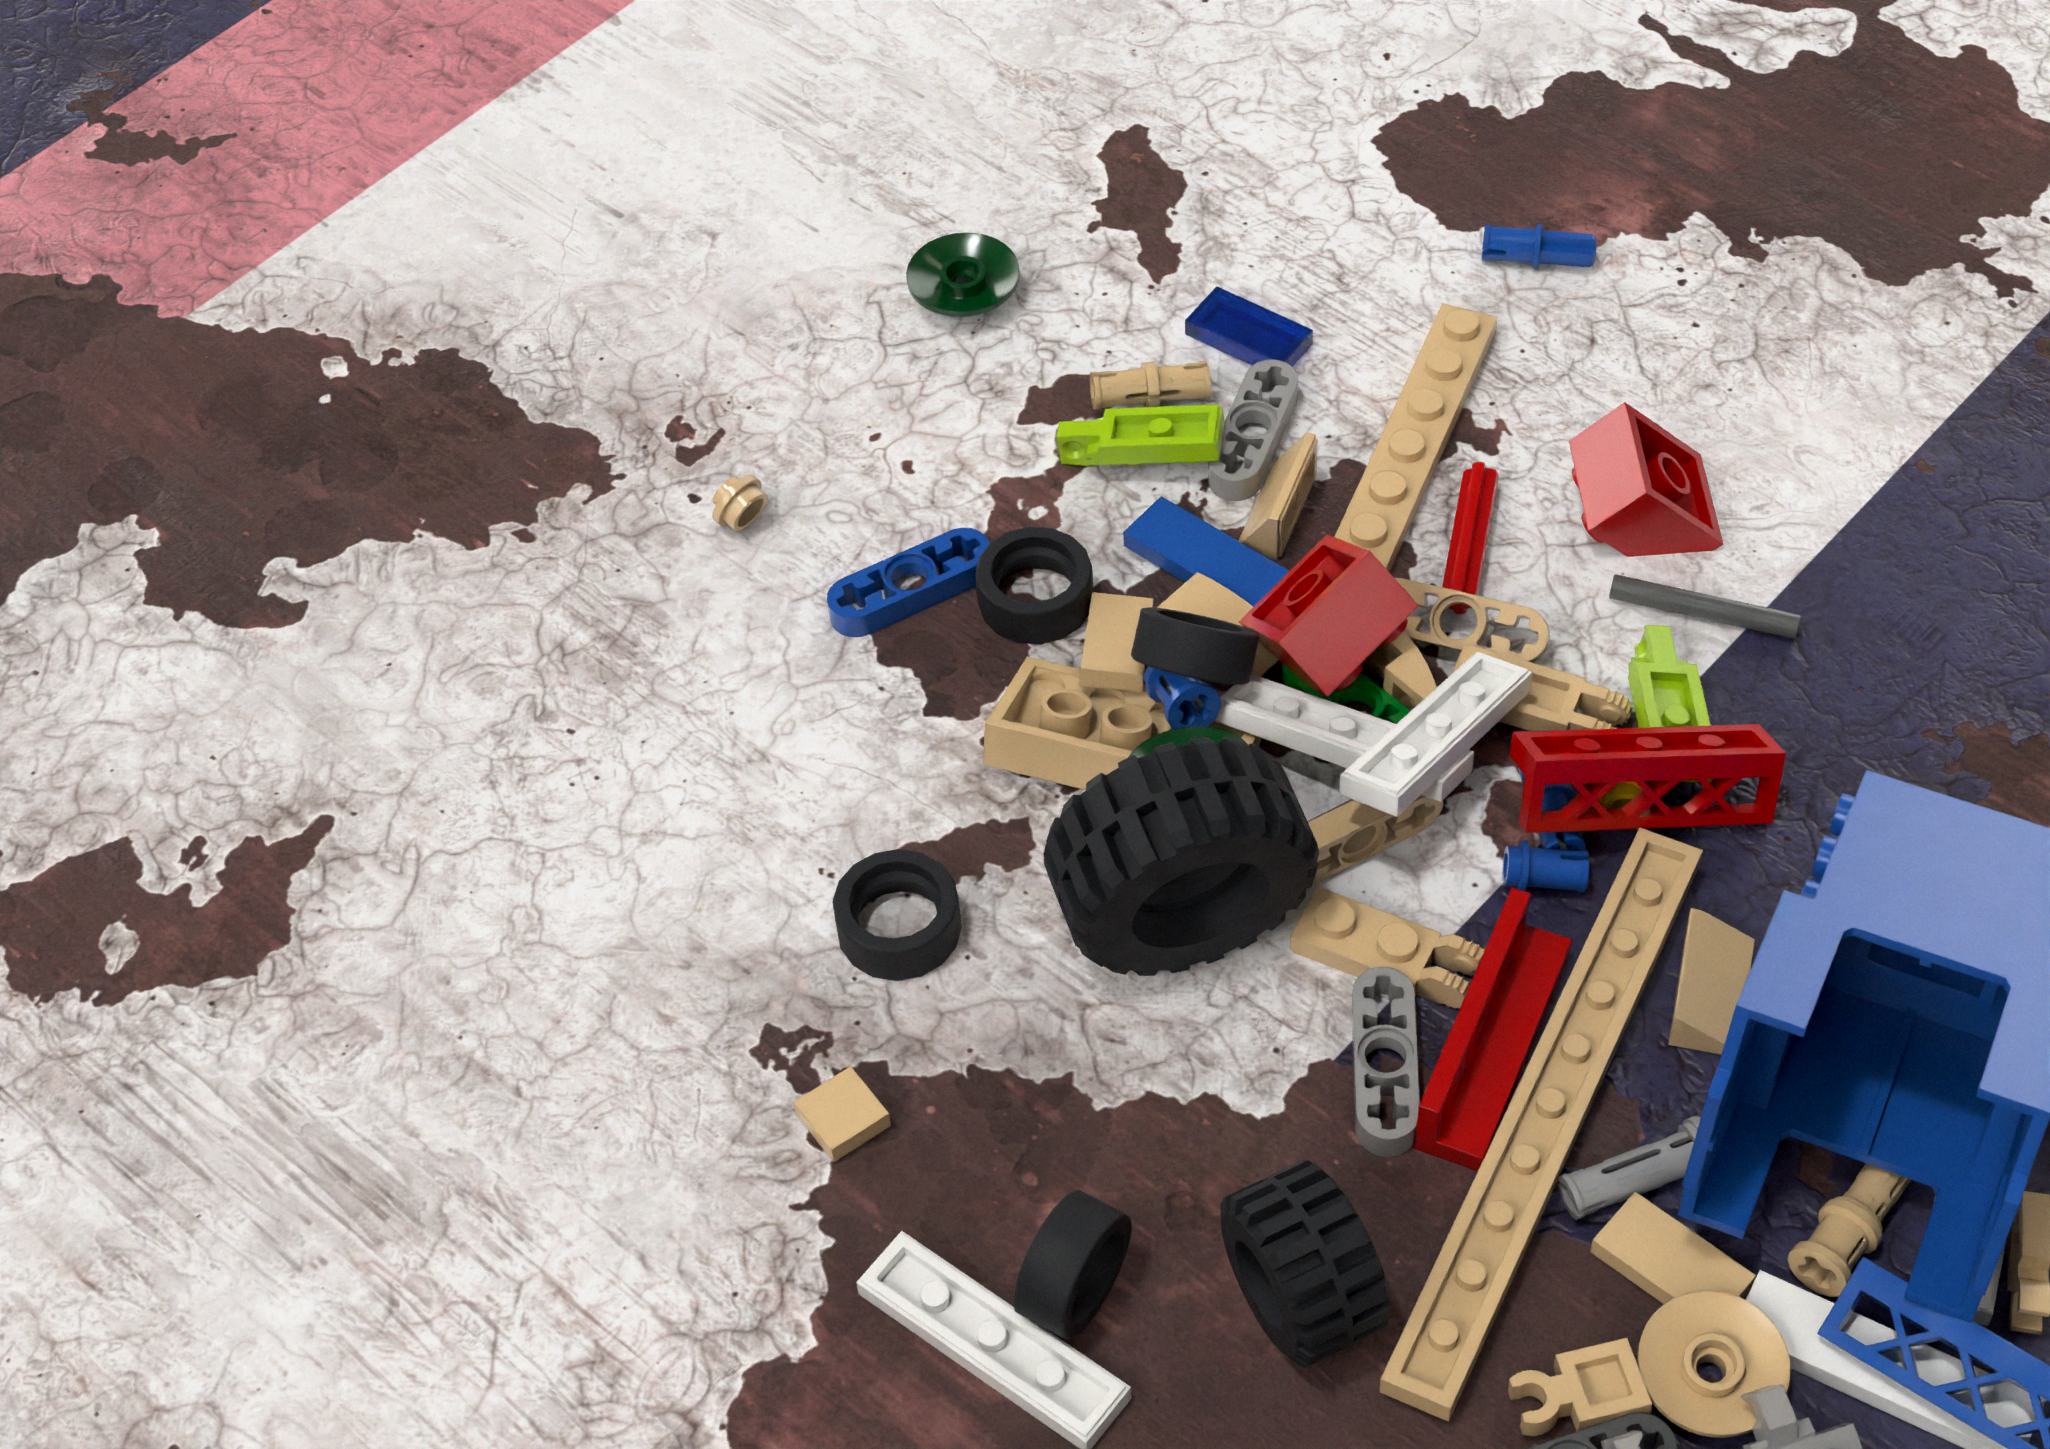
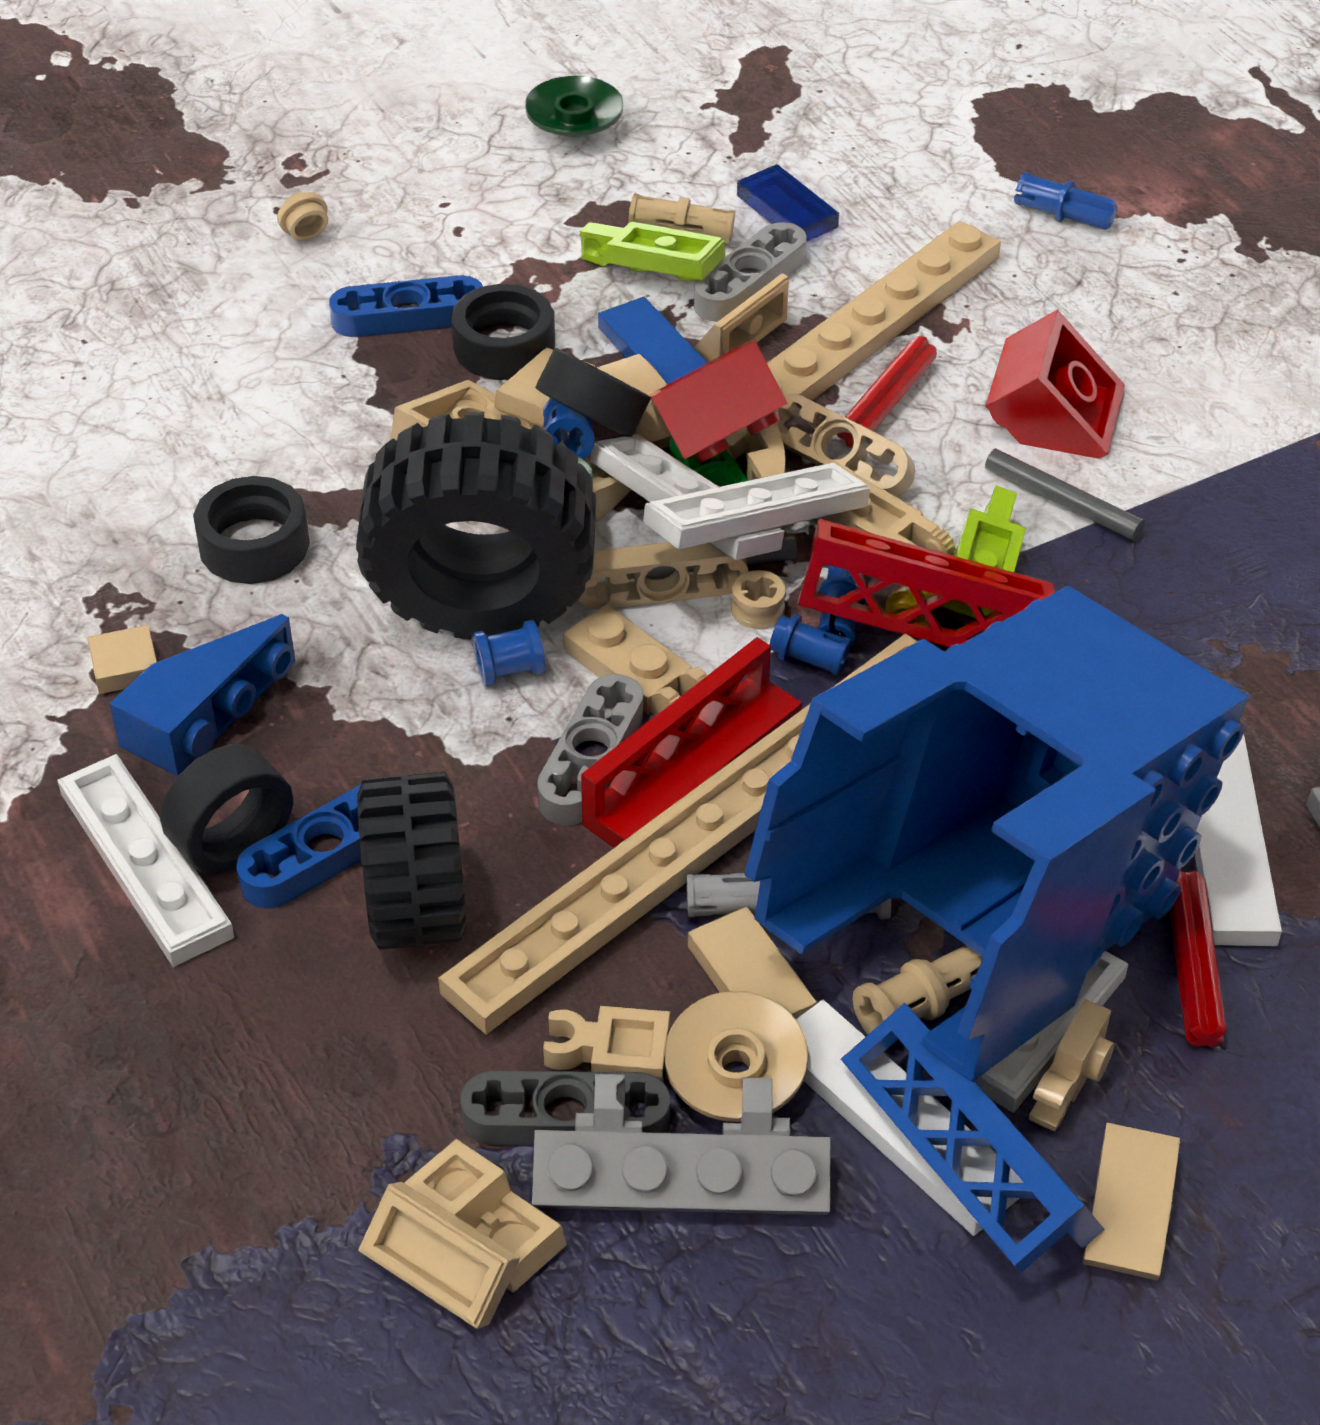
camera: 15 degrees right, 5 degrees down
(947, 1139) = (193, 697): none -> blue slope
(1170, 1292) = (313, 867): none -> blue beam
(1248, 977) = (509, 652): none -> blue bush
(1463, 811) = (758, 599): none -> tan bush

